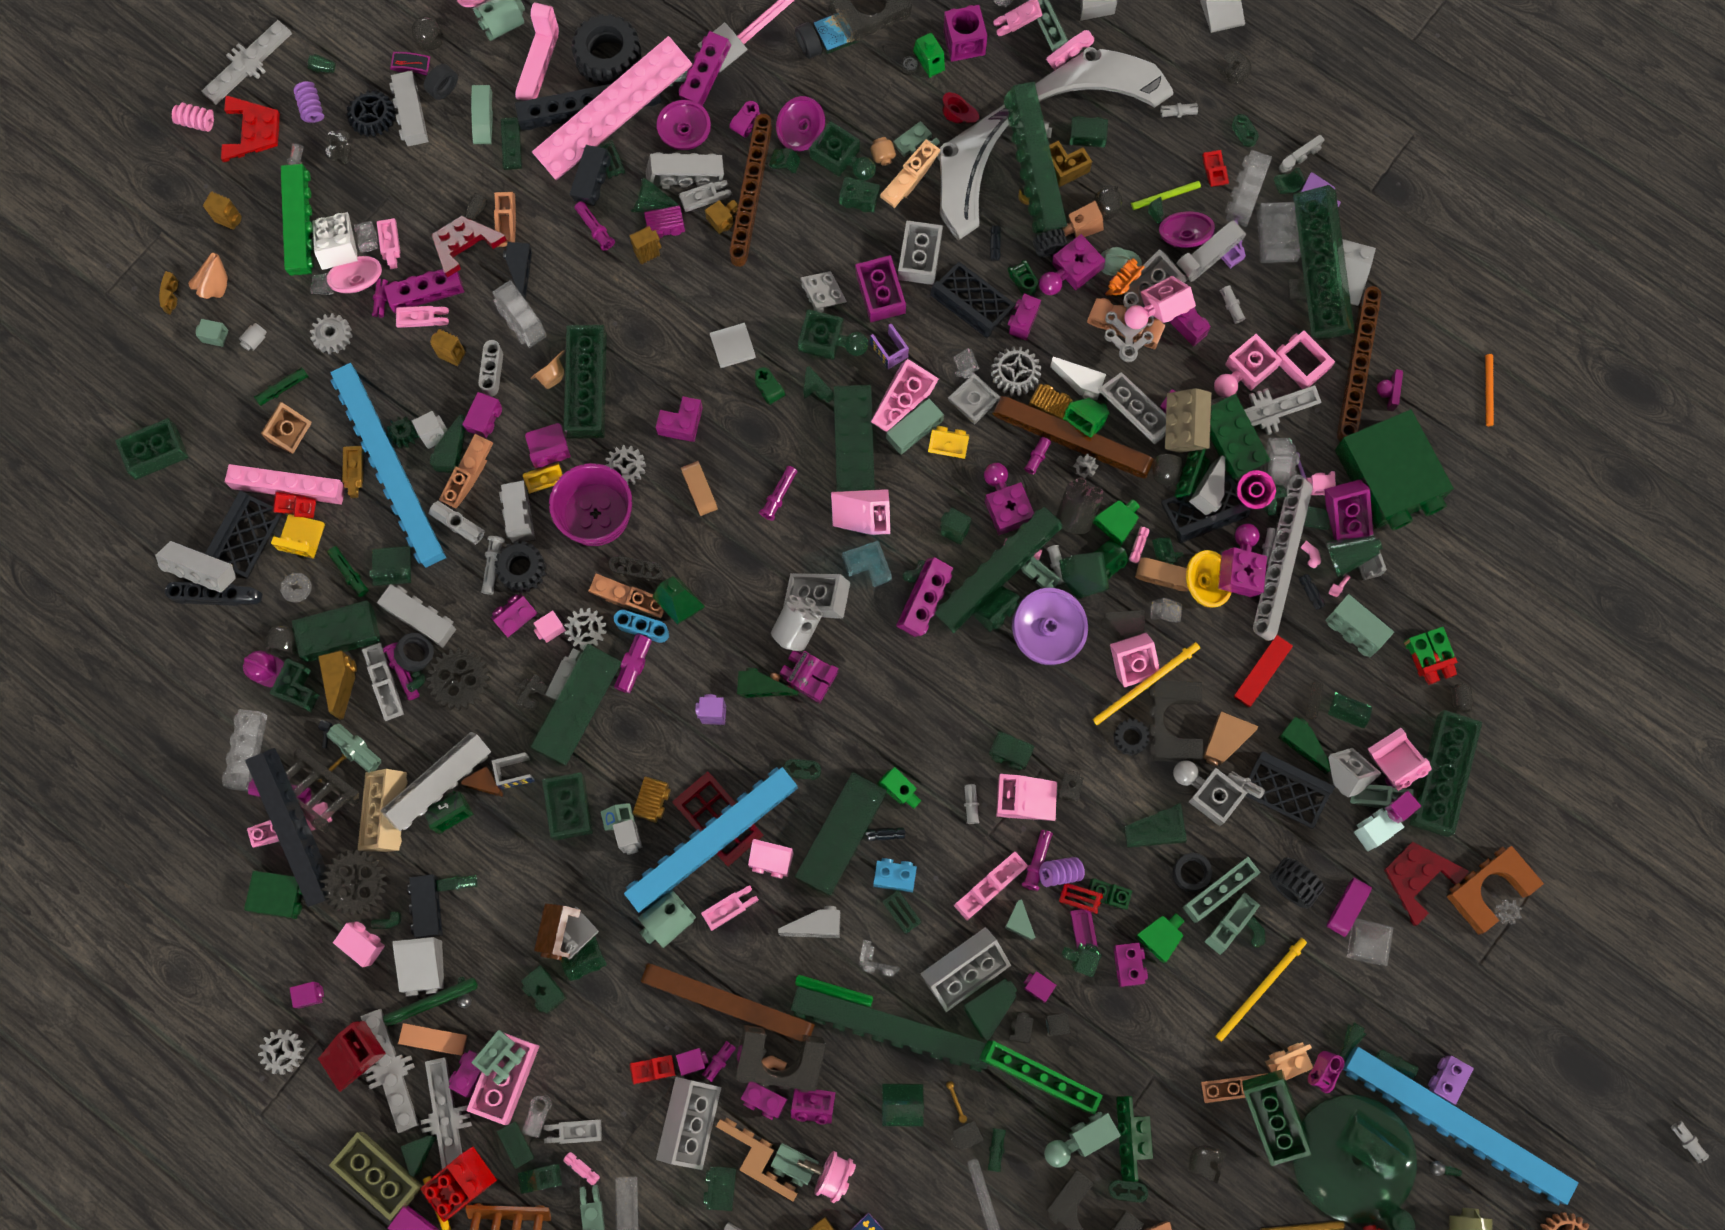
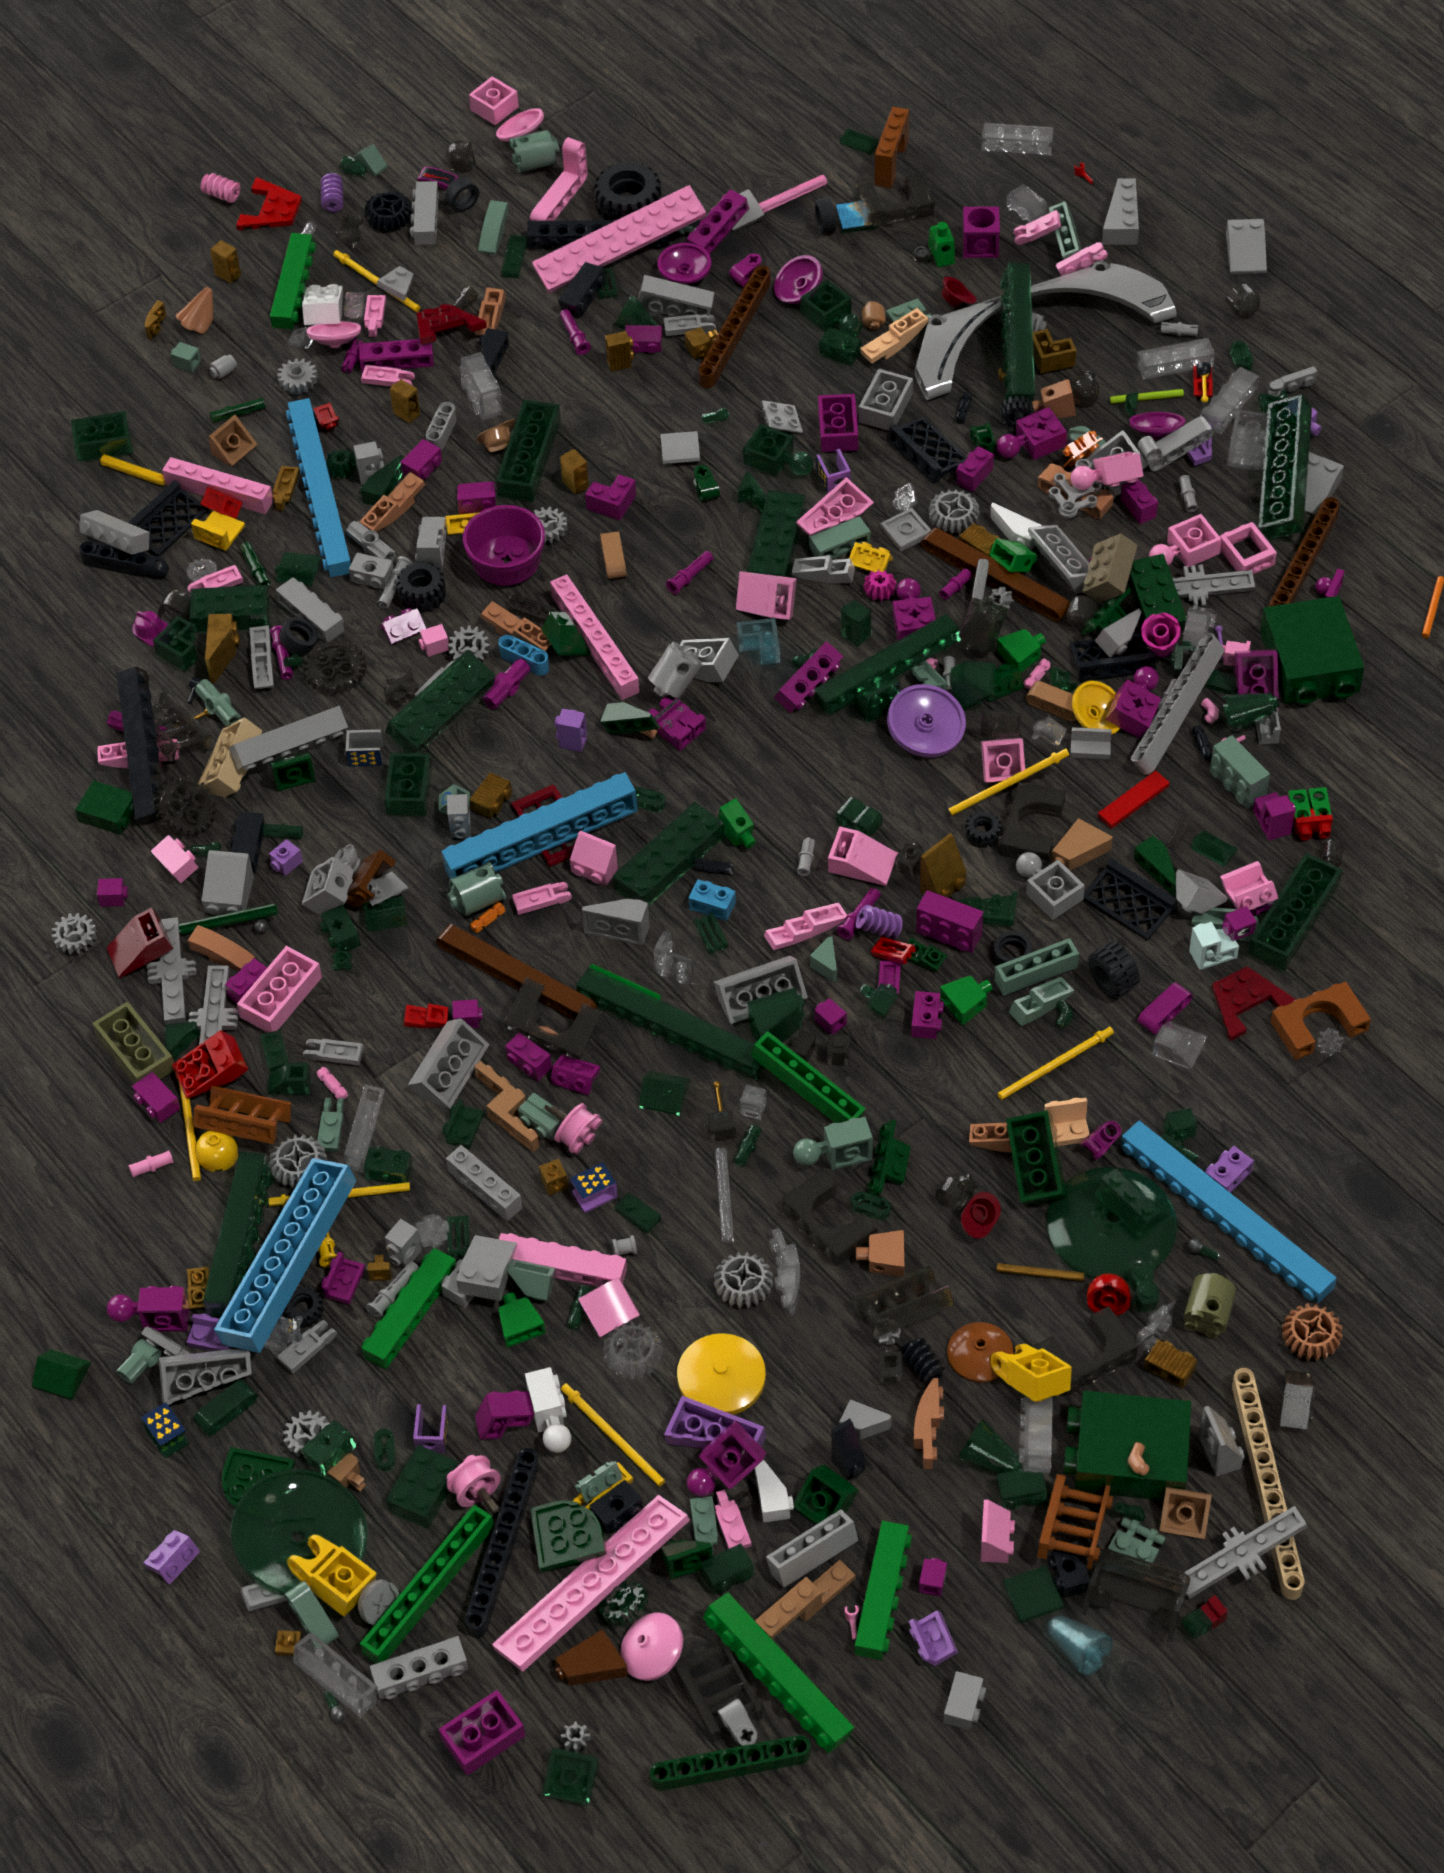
camera: 15 degrees right, 20 degrees down
(193, 479) = (132, 469): none -> yellow axle
(245, 743) = (107, 694): clear brick -> none
(246, 62) = (283, 155): light grey hinge -> none
(315, 599) = (224, 578): none -> bright pink hinge
(336, 52) = (372, 159): none -> sand green slope
(341, 179) = (345, 259): none -> yellow bar
(373, 378) = (326, 417): none -> red bracket
(402, 200) = (396, 282): none -> light grey wing
(456, 550) = (370, 570): none -> light grey brick
(467, 917) = (285, 857): none -> medium lavender brick
(482, 781) = (331, 753): reddish brown slope -> none
(494, 1052) = (279, 957): sand green plate -> none
(522, 942) = (331, 881): none -> light grey brick
(536, 1117) = (301, 1030): clear piece -> none
(548, 1020) = (342, 956): none -> clear green plate
(638, 400) = (574, 471): none -> pearl gold brick
(682, 942) = (487, 917): none -> orange axle
(705, 591) = (595, 636): none -> bright pink brick
(719, 1061) = (492, 1020): magenta pin -> none
(763, 298) = (720, 415): none -> clear green arm
(785, 159) = (776, 307): clear green bracket -> none
(907, 464) = (824, 569): none -> light grey slope
(969, 467) = (879, 585): none -> dark pink gear
(991, 1102) = (753, 1102): none -> clear brick
(1063, 462) = (980, 579): none -> light grey axle
(1088, 131) = (1083, 331): clear green brick -> none
(1110, 804) = (942, 868): none -> pearl gold slope
(1128, 858) = (949, 921): none -> magenta brick
(1184, 146) = (1174, 358): none -> clear brick
(1209, 618) = (1090, 743): none -> light grey panel
(1216, 159) = (1203, 371): none -> hinge
(1235, 1186) = (980, 1214): none -> dark red piece
(1247, 785) = (1090, 886): light grey axle -> none
(1353, 1037) = (1140, 1113): clear green cone -> none
(1394, 1038) = (1180, 1124): none -> clear green brick
(1399, 666) = (1274, 815): none -> magenta brick

